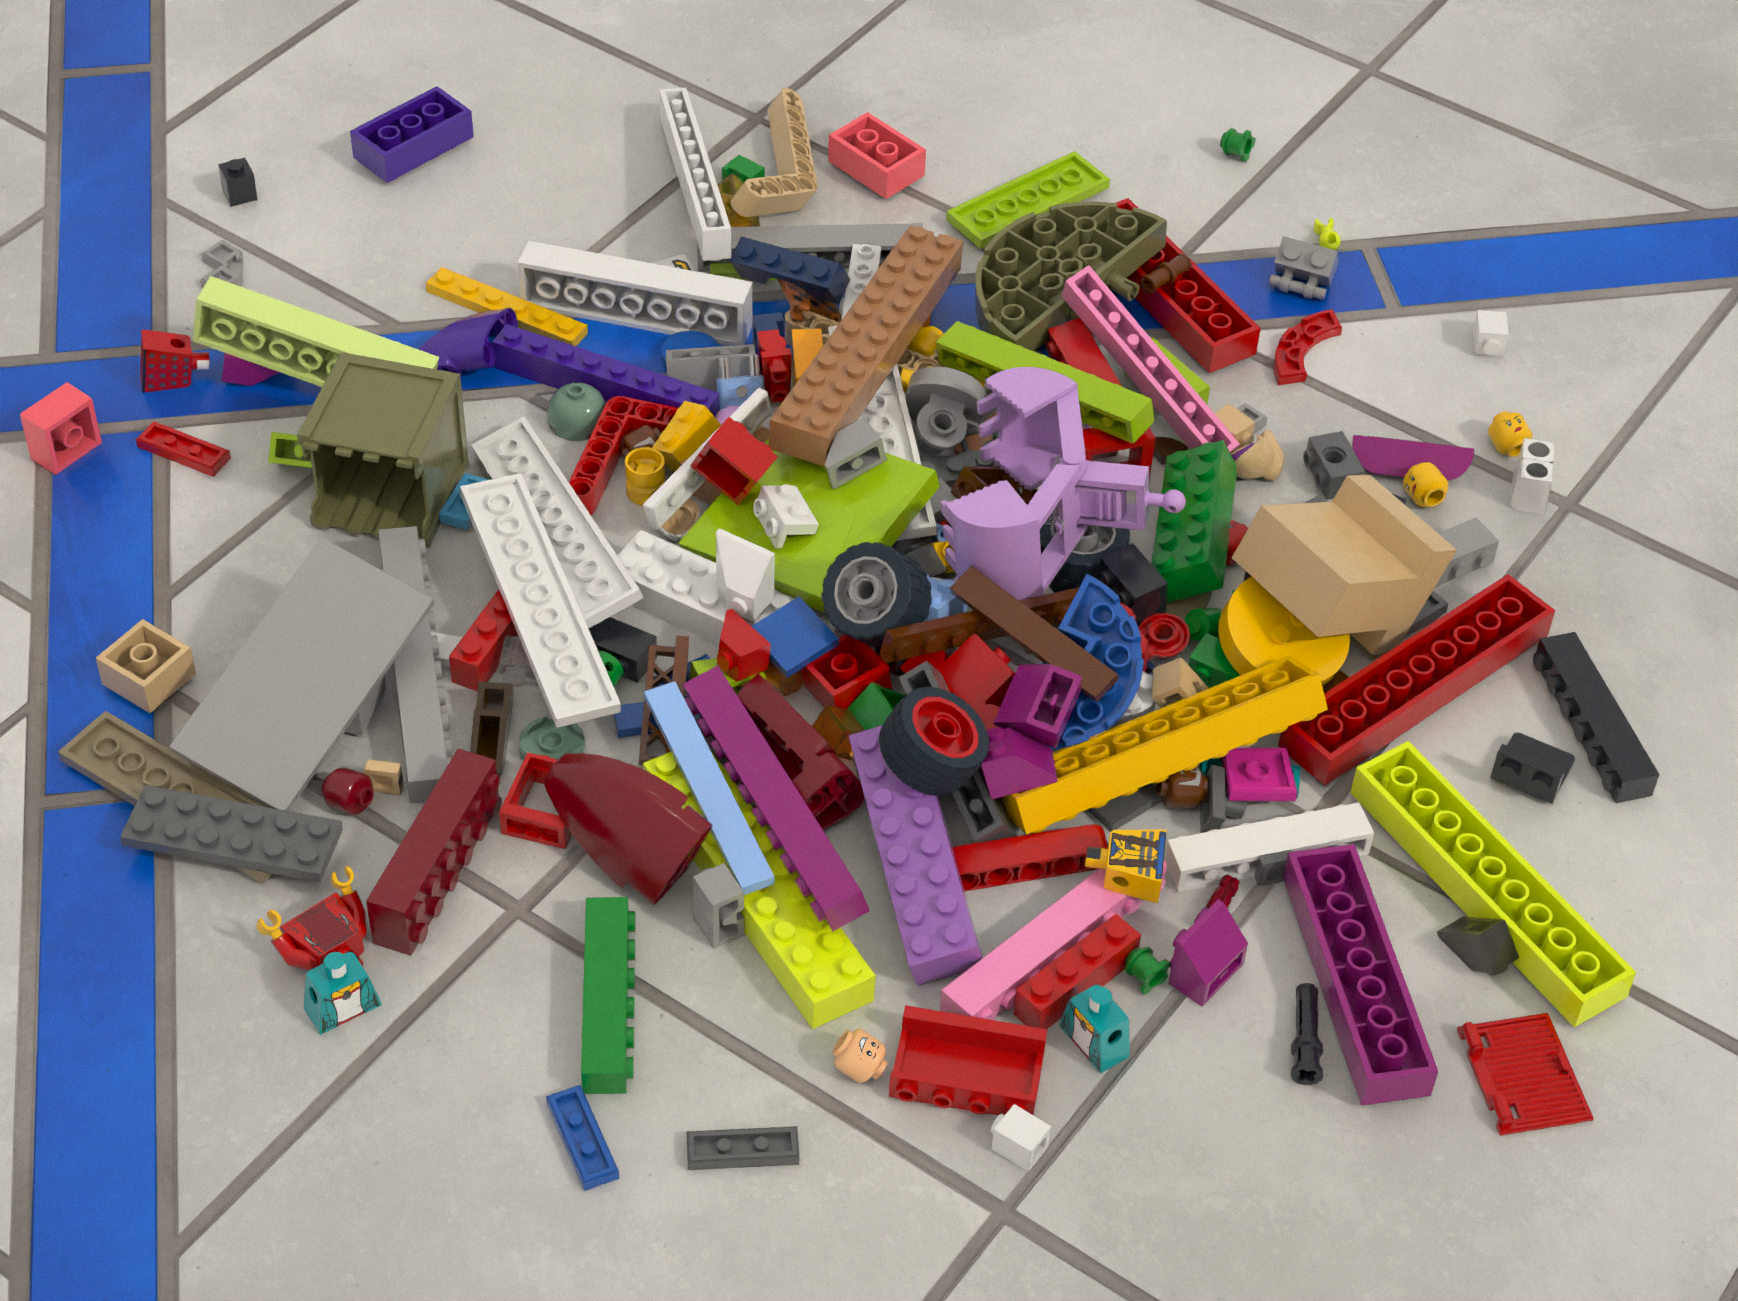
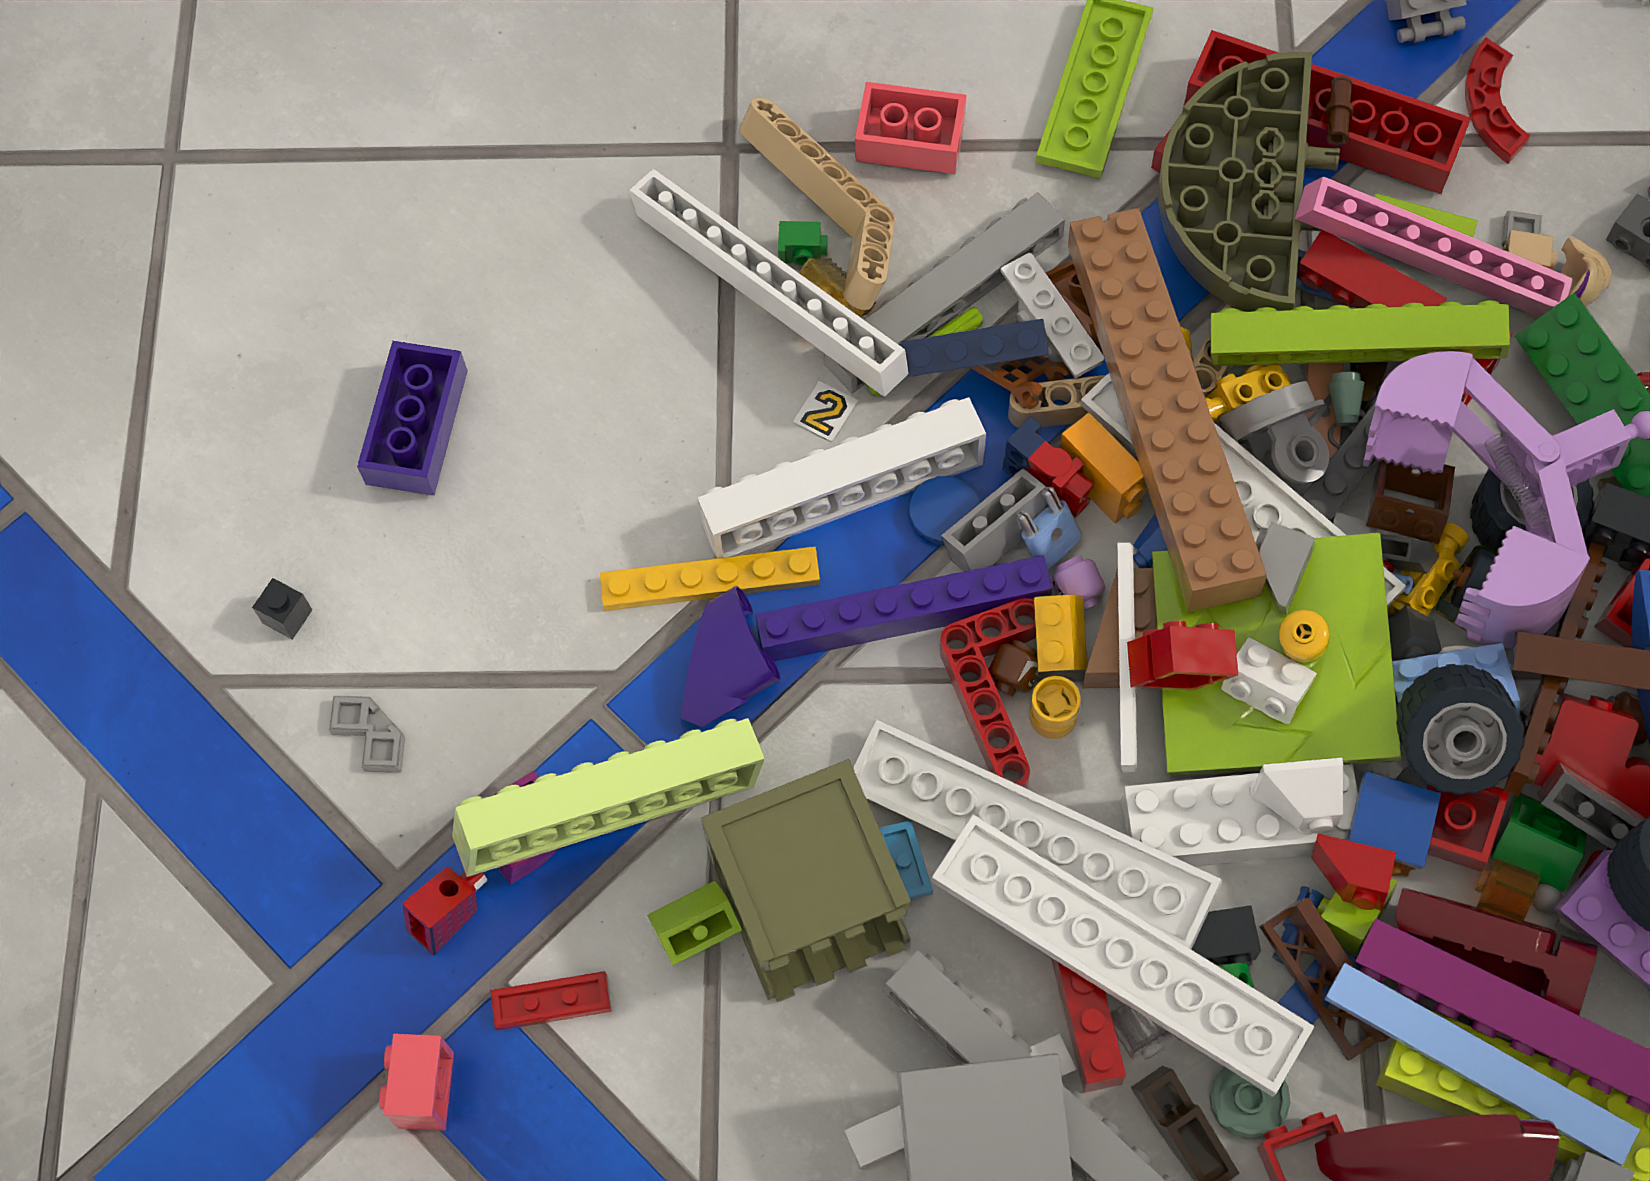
camera: 30 degrees left, 20 degrees up
(575, 411) = (907, 668): sand green cylinder -> none
(681, 521) = (1147, 735): tan hair -> none
(826, 494) = (1304, 649): none -> yellow head

